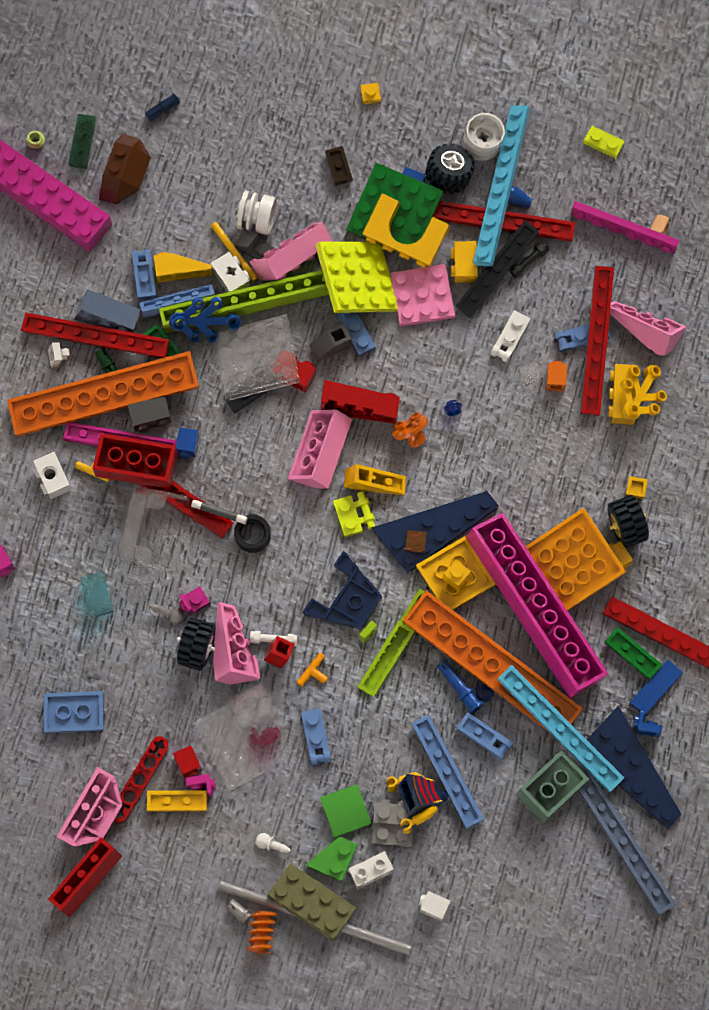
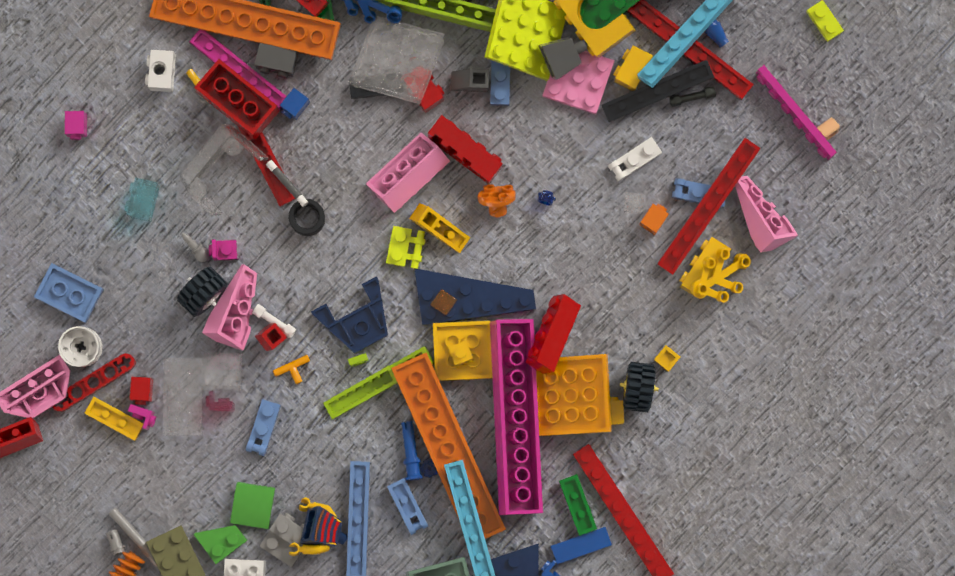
camera: 30 degrees right, 10 degrees up
(114, 740) = (77, 335): none -> white wheel
(265, 841) = (170, 493): white bar -> none
(399, 280) = (562, 56): none -> dark grey torso
(527, 516) = (553, 333): none -> red brick

